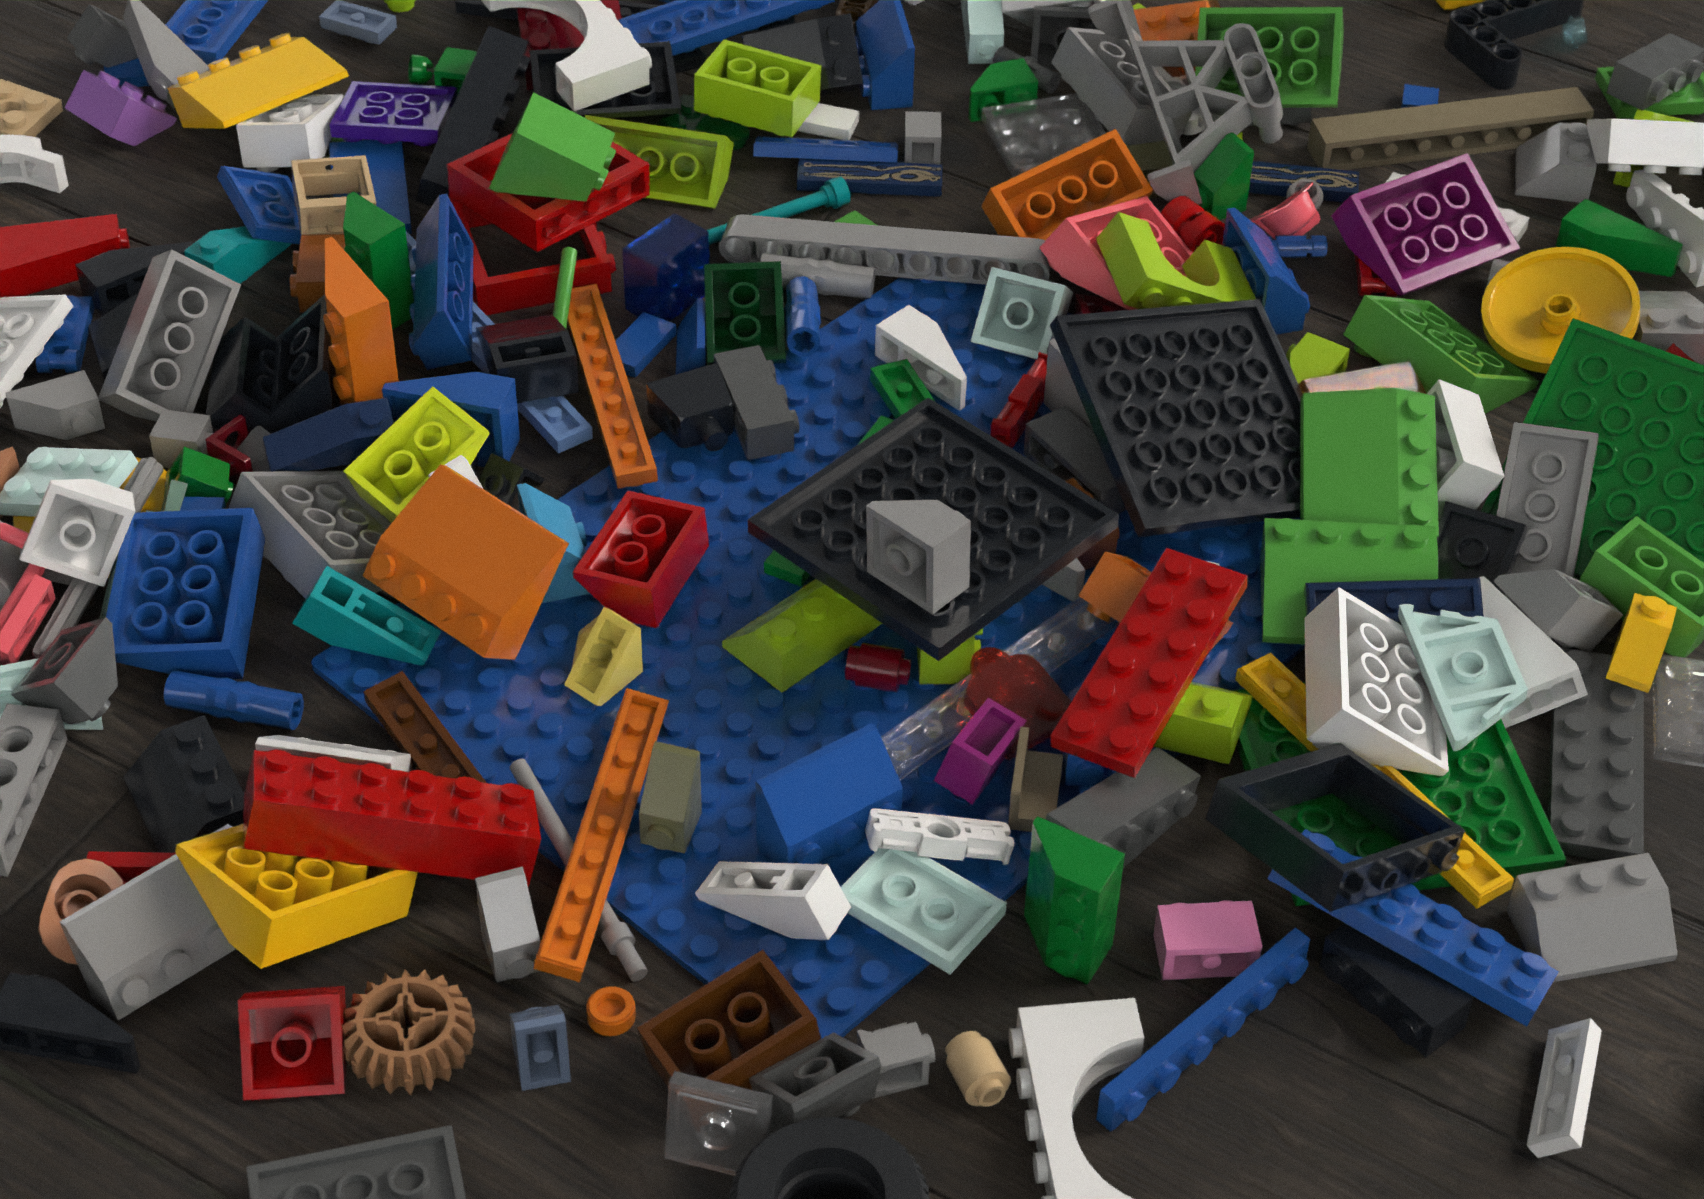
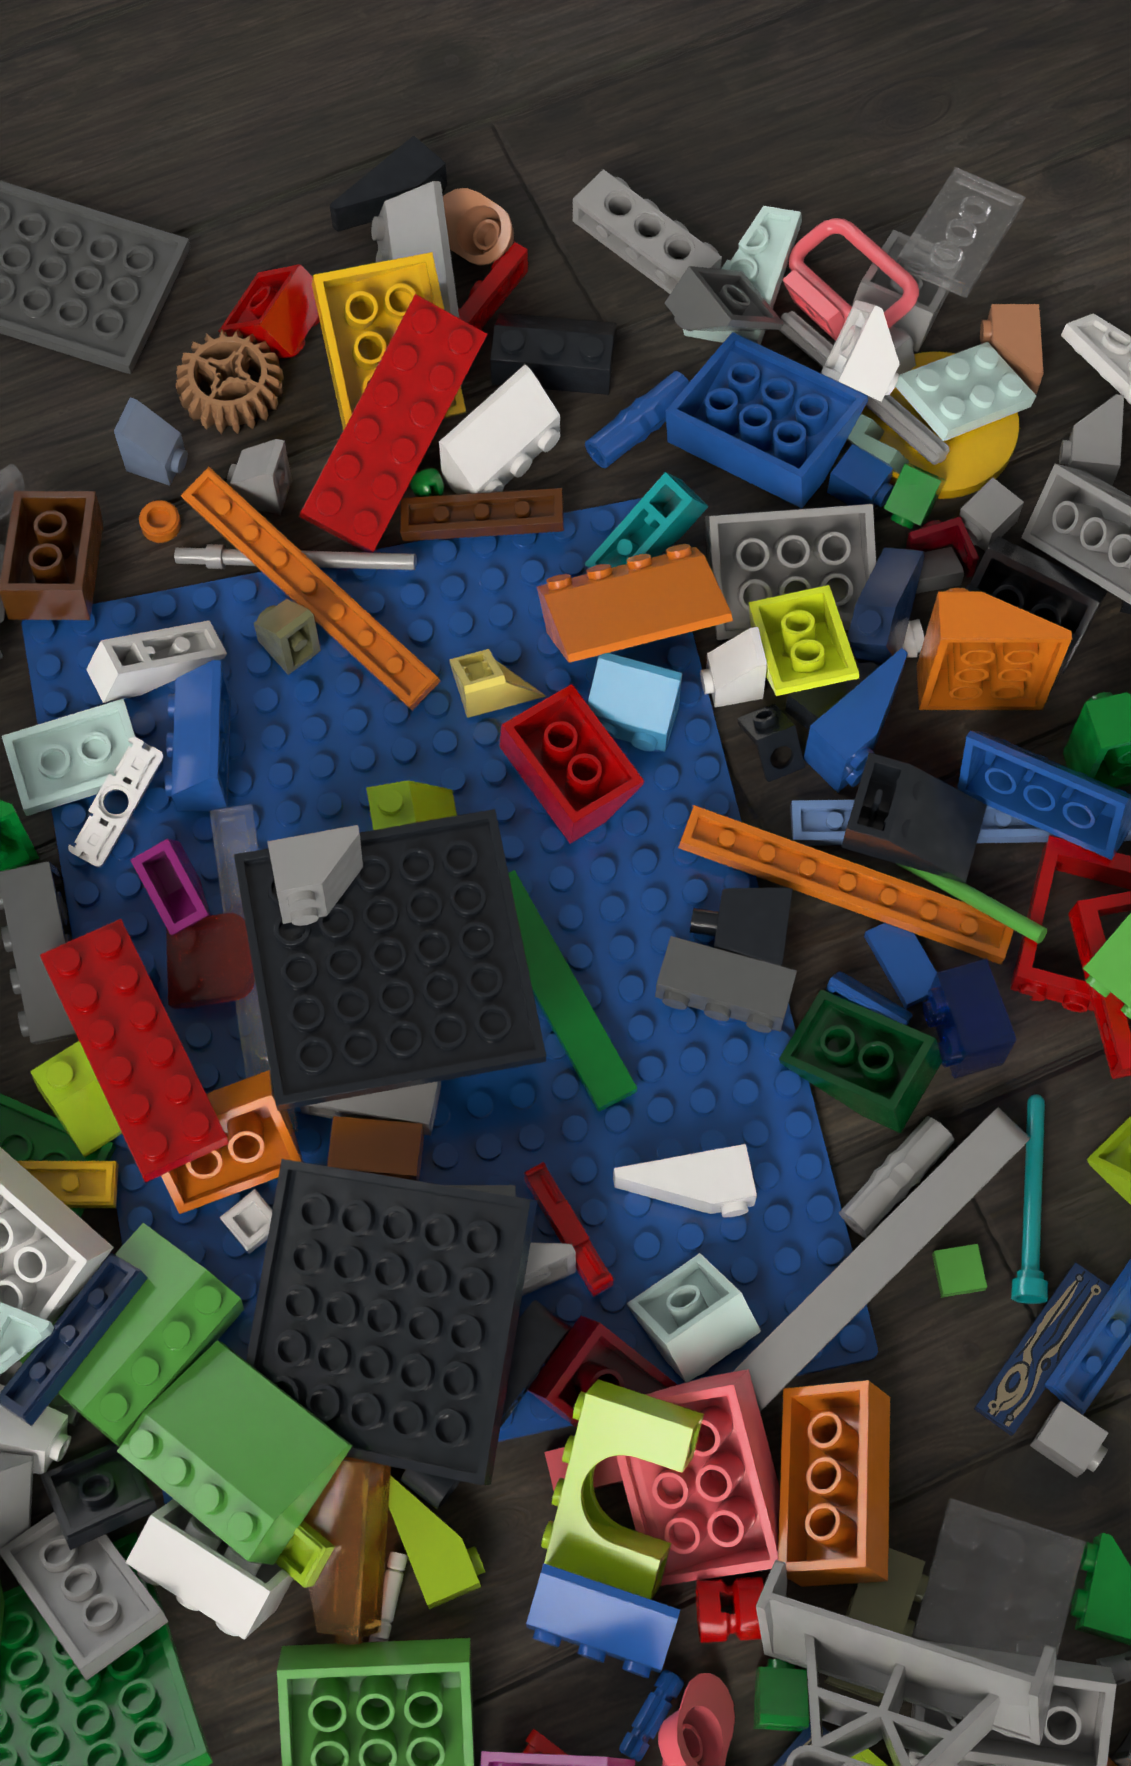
camera: 125 degrees right, 25 degrees up
(802, 316) = (830, 1111): blue axle -> none
(899, 386) = (653, 1128): green plate -> none
(1033, 785) = (115, 901): dark tan panel -> none

